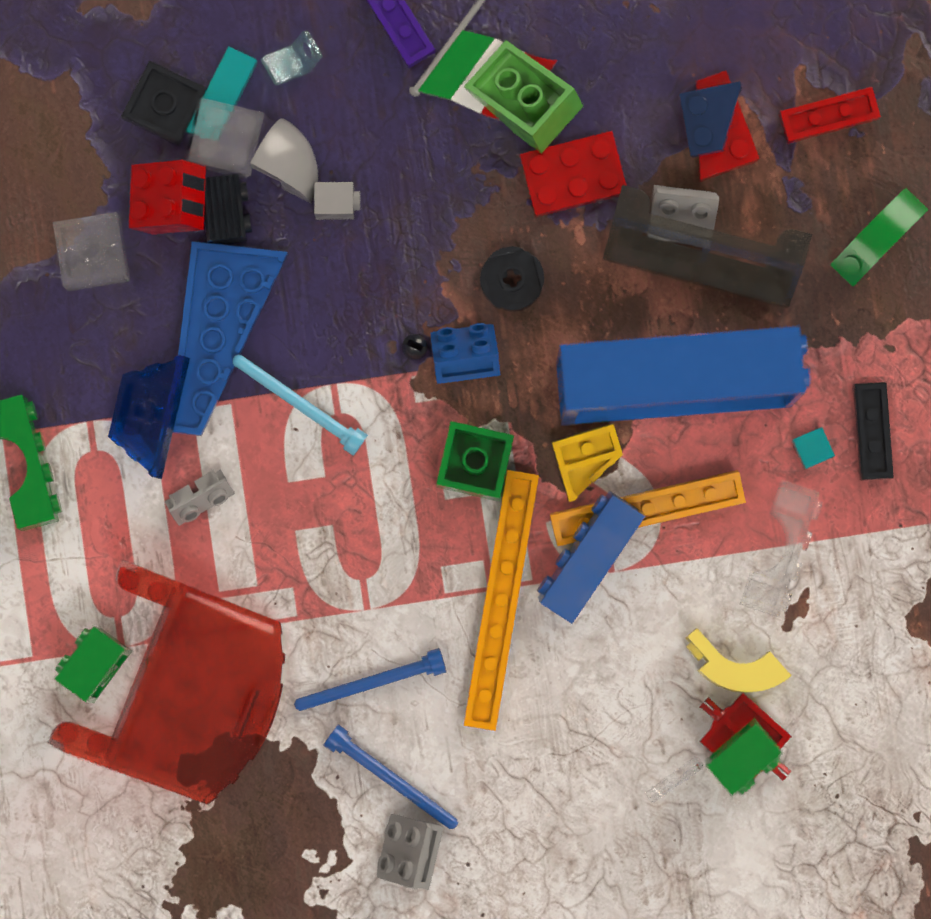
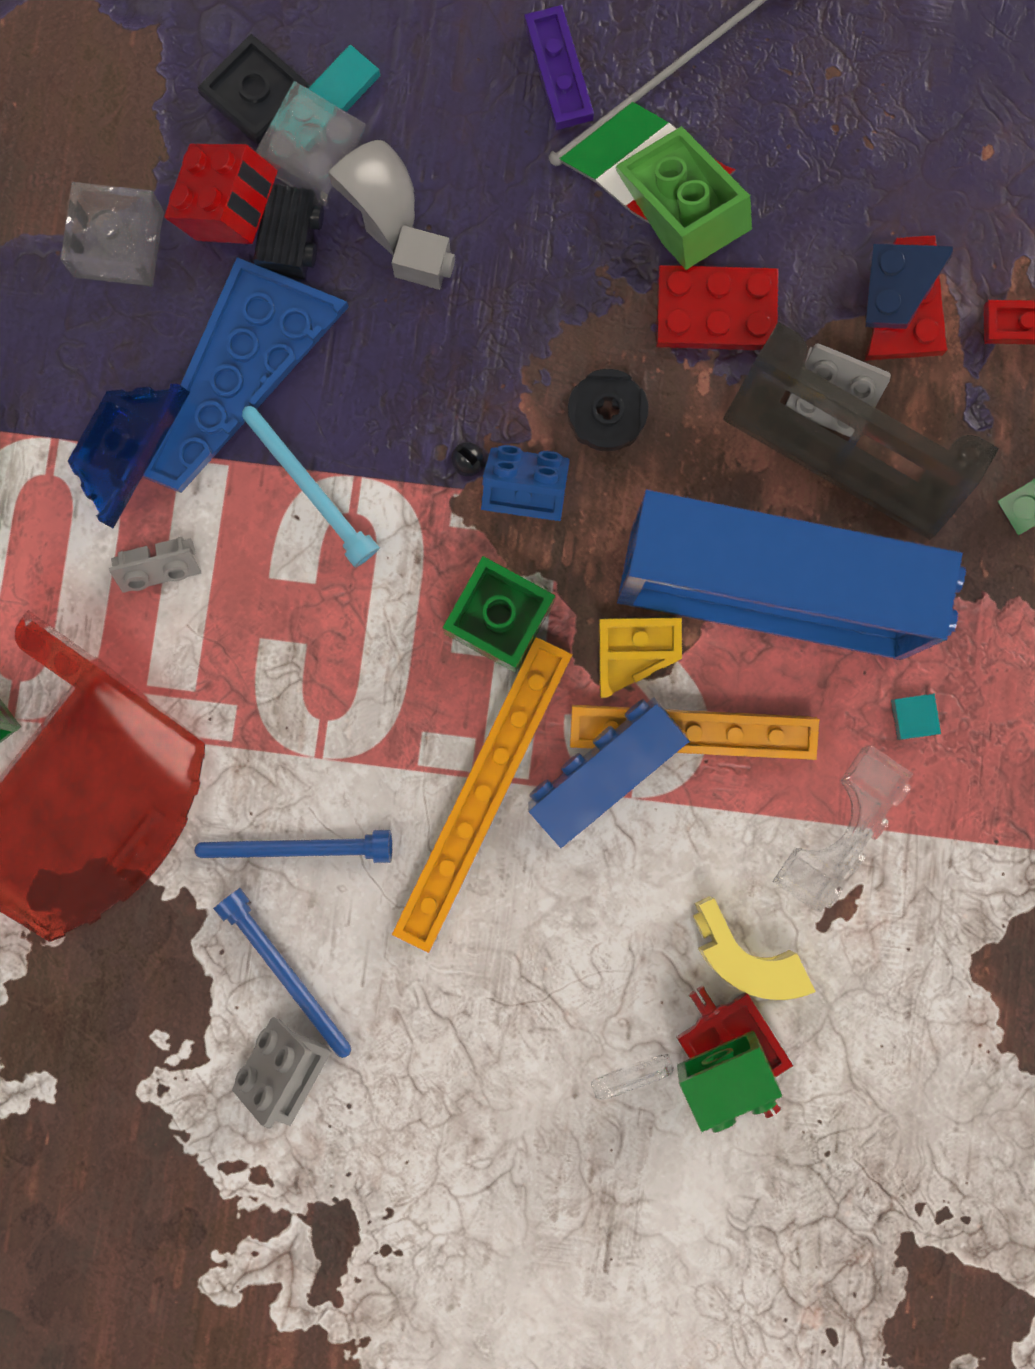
camera: 15 degrees right, 0 degrees up
(292, 60) = (420, 82): clear light blue bracket -> none
(873, 431) = (994, 717): black tile -> none

